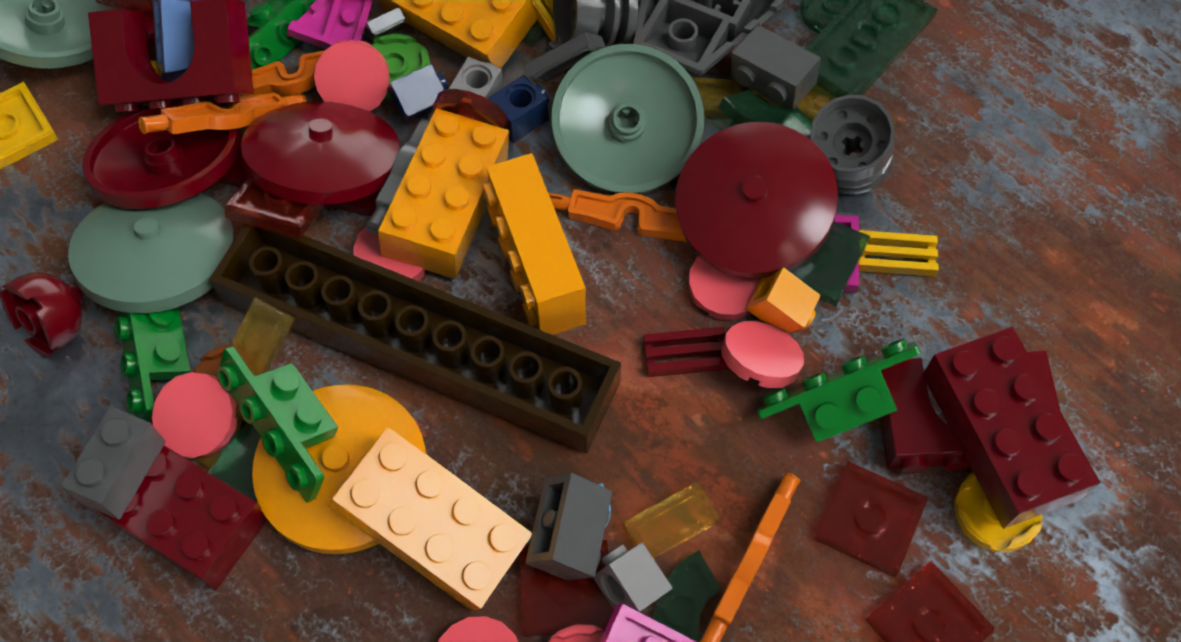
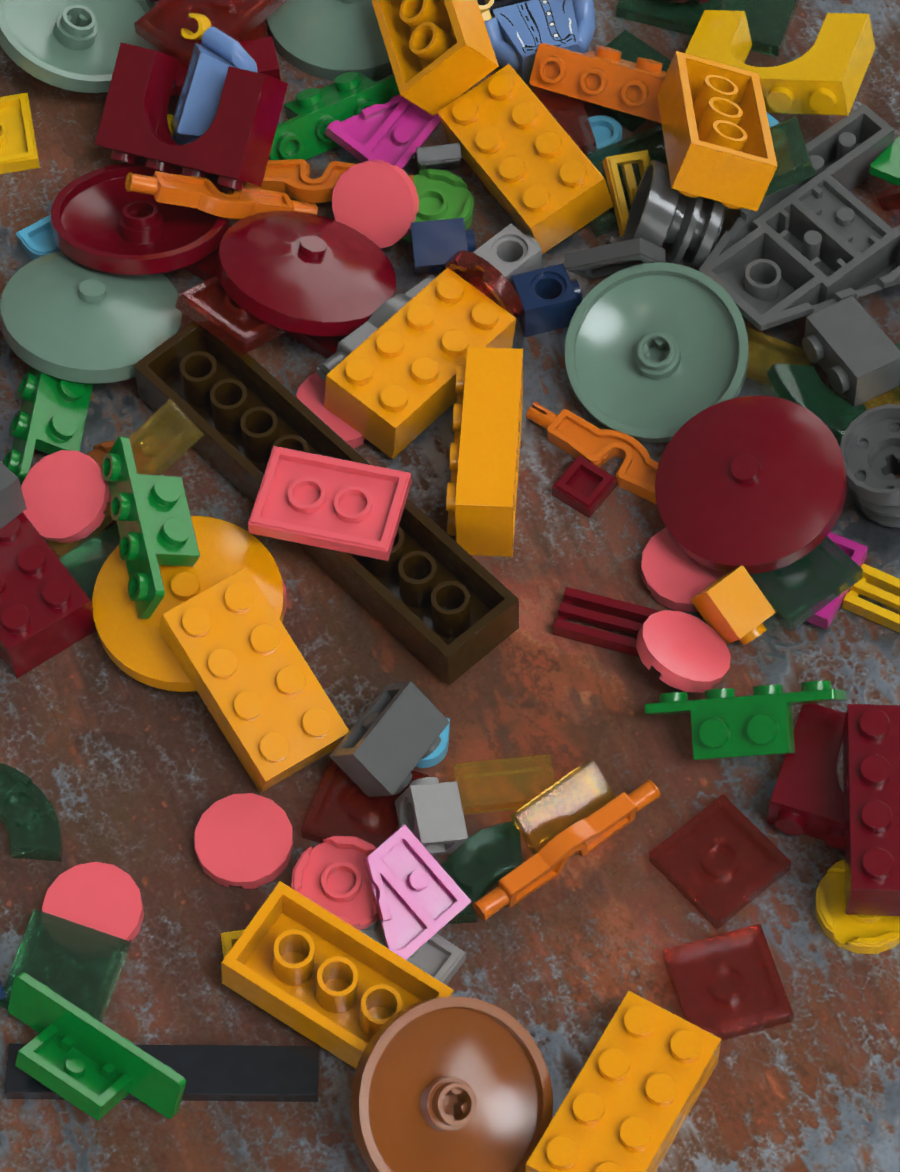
camera: 25 degrees right, 5 degrees down
(81, 199) = (37, 239): none -> medium azure tile
(429, 339) = (330, 503): none -> coral tile
(616, 246) = (584, 486): none -> dark red tile
(731, 526) = (562, 805): none -> clear yellow tile

